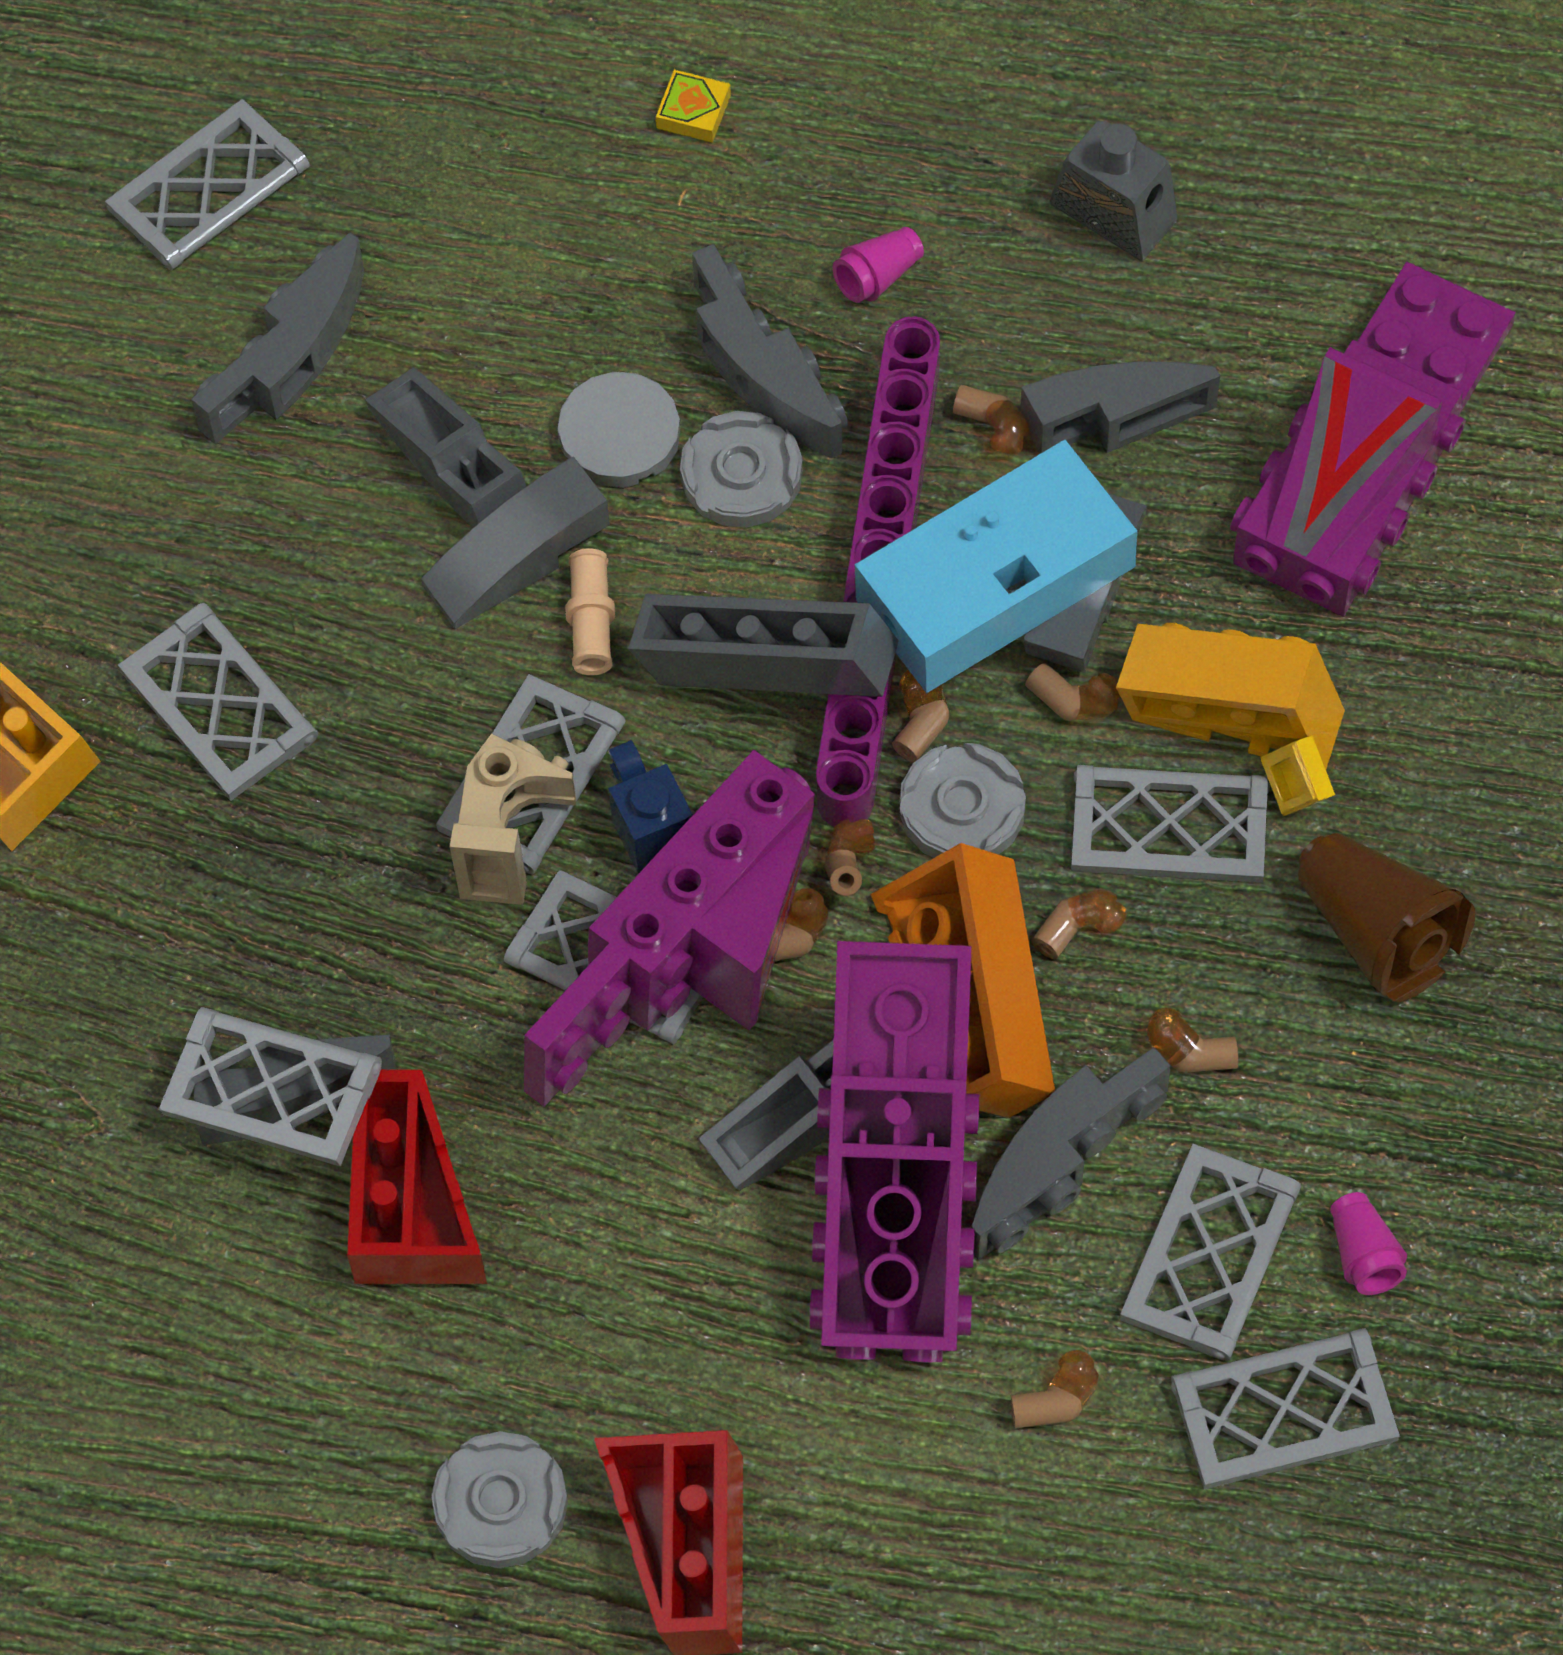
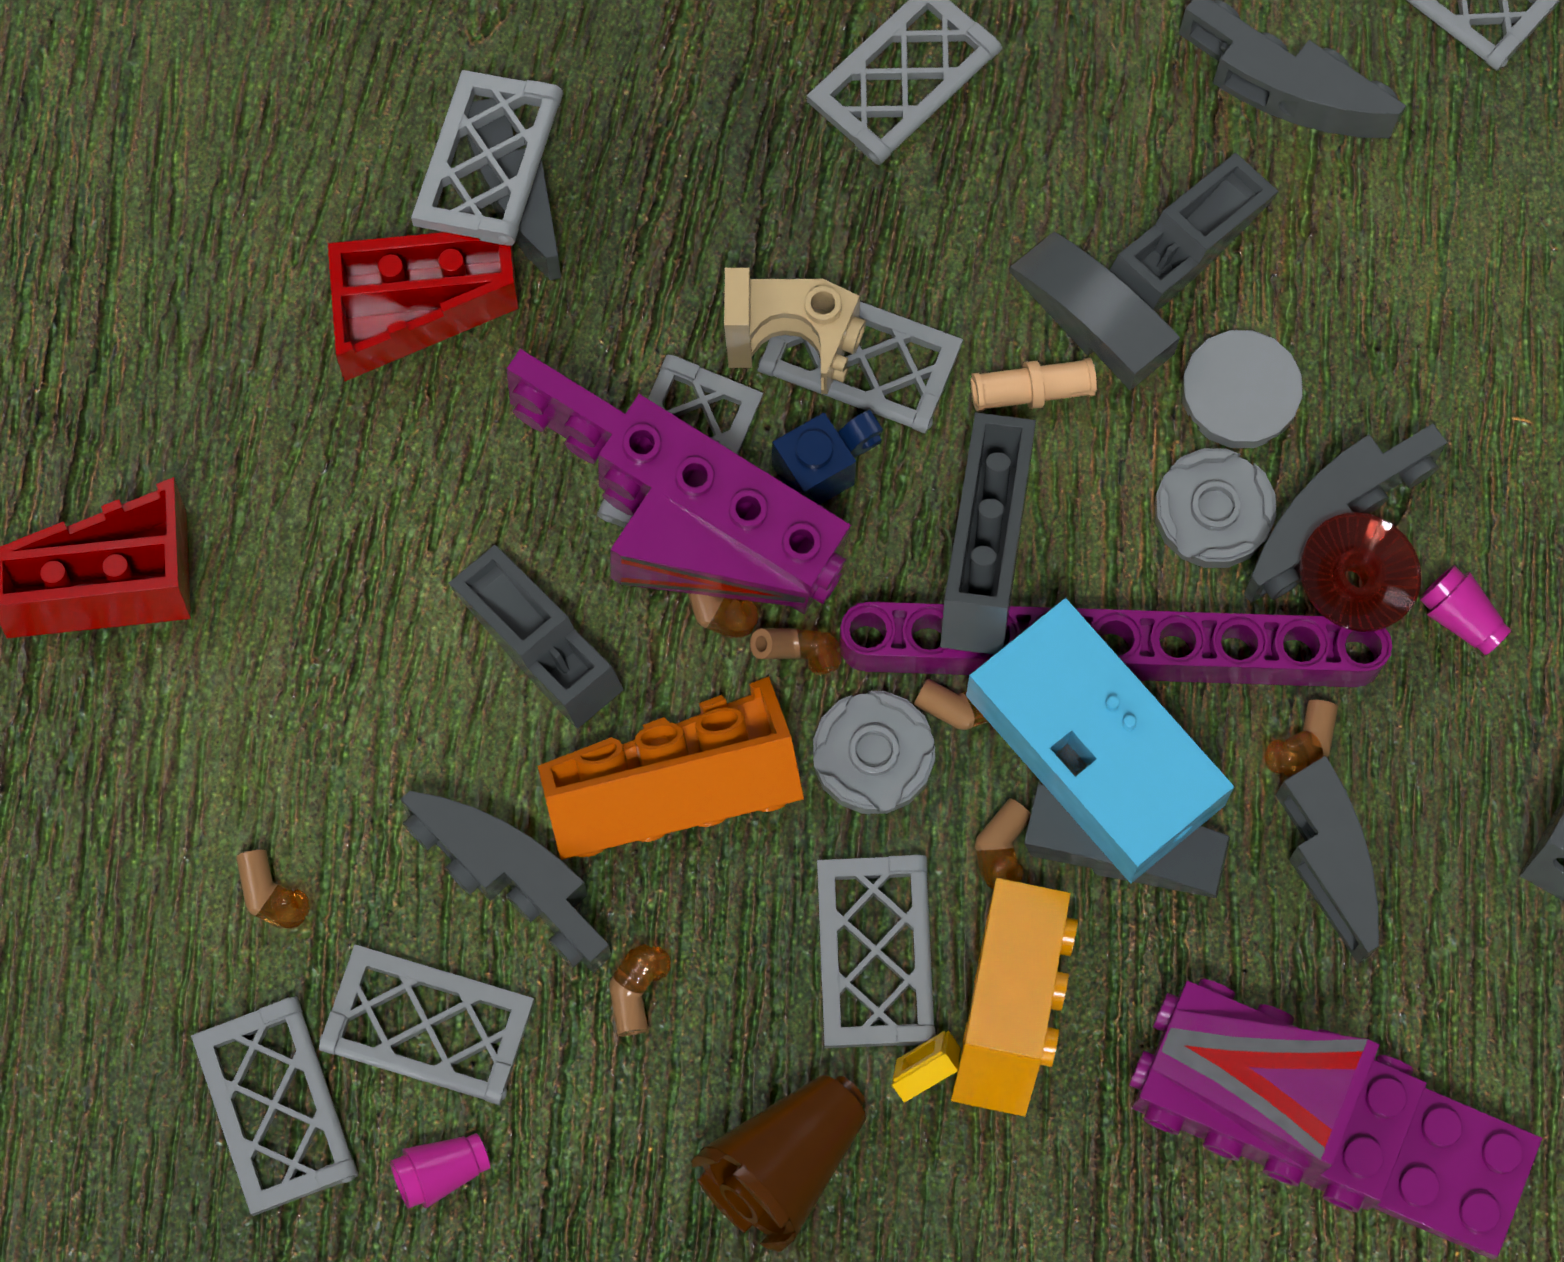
camera: 80 degrees right, 10 degrees up
(499, 1500) = (142, 418): light grey tile -> none
(841, 330) = (1374, 552): none -> clear red dish
(896, 1154) = (458, 707): magenta wedge -> none
(1075, 912) = (764, 871): arm -> none

